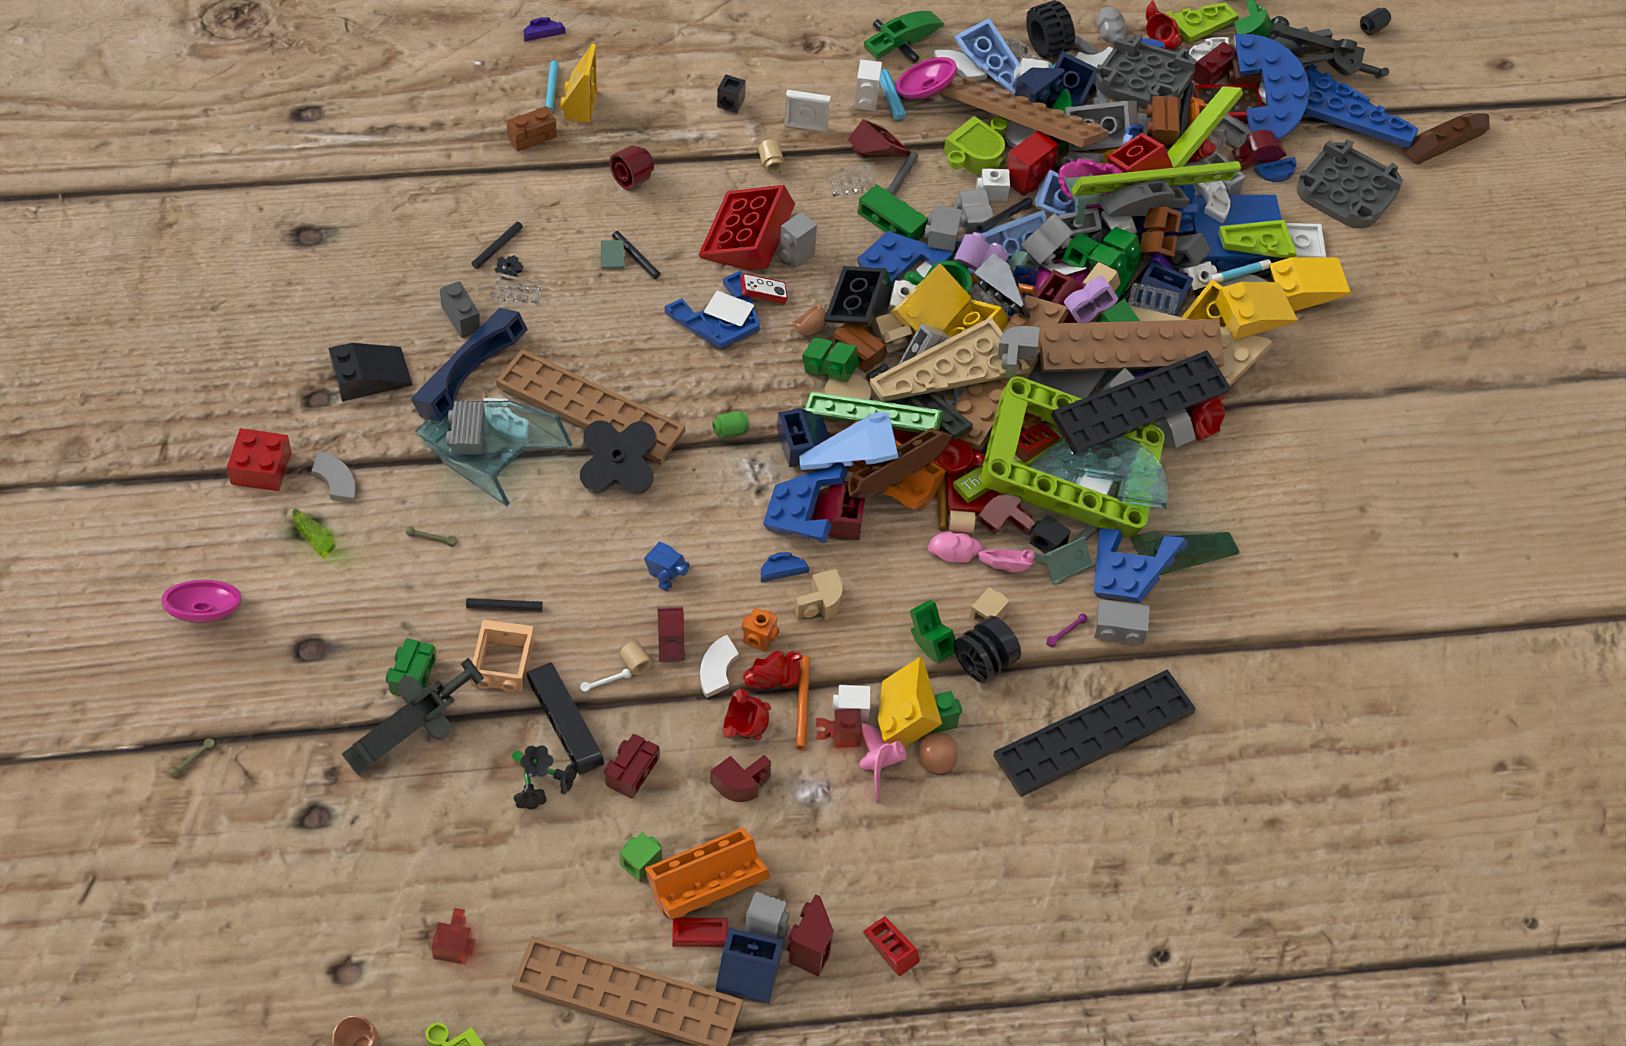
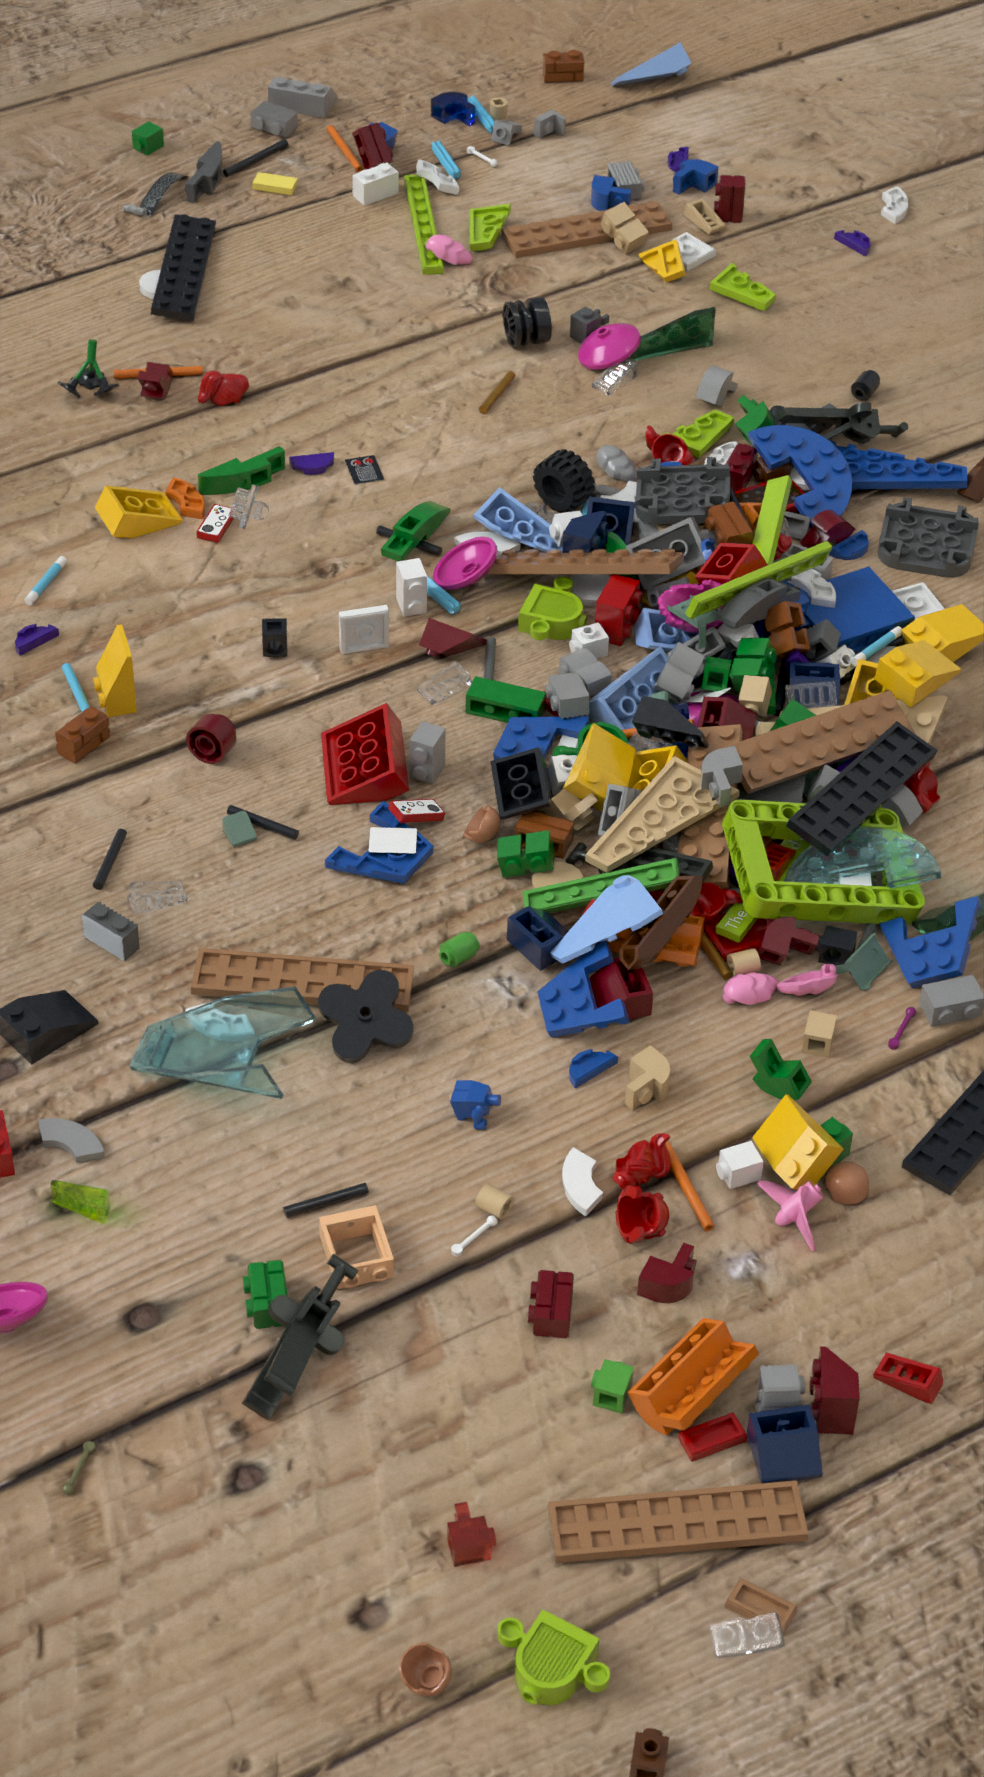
camera: 20 degrees left, 10 degrees down
(440, 391) = (165, 941): dark blue arch -> none
(451, 540) = (231, 1159): olive hinge -> none
(467, 427) = (191, 1040): light grey brick -> none
(510, 266) = (133, 874): black plant -> none
(537, 762) = (463, 1330): black plant -> none
(565, 718) = (456, 1284): black beam -> none
(671, 633) = (518, 1159): dark red brick -> none
(760, 629) = (605, 1129): orange brick -> none
(771, 156) = (348, 684): tan brick -> none
(845, 728) = (745, 1192): clear red brick -> none
(976, 250) = (617, 706): lavender brick -> none
(987, 649) = (843, 1067): black wheel -> none
(1000, 217) = (618, 666): black piece -> none
(1094, 298) = (759, 711): lavender brick -> none
(1260, 238) = (879, 608): lime wing -> none

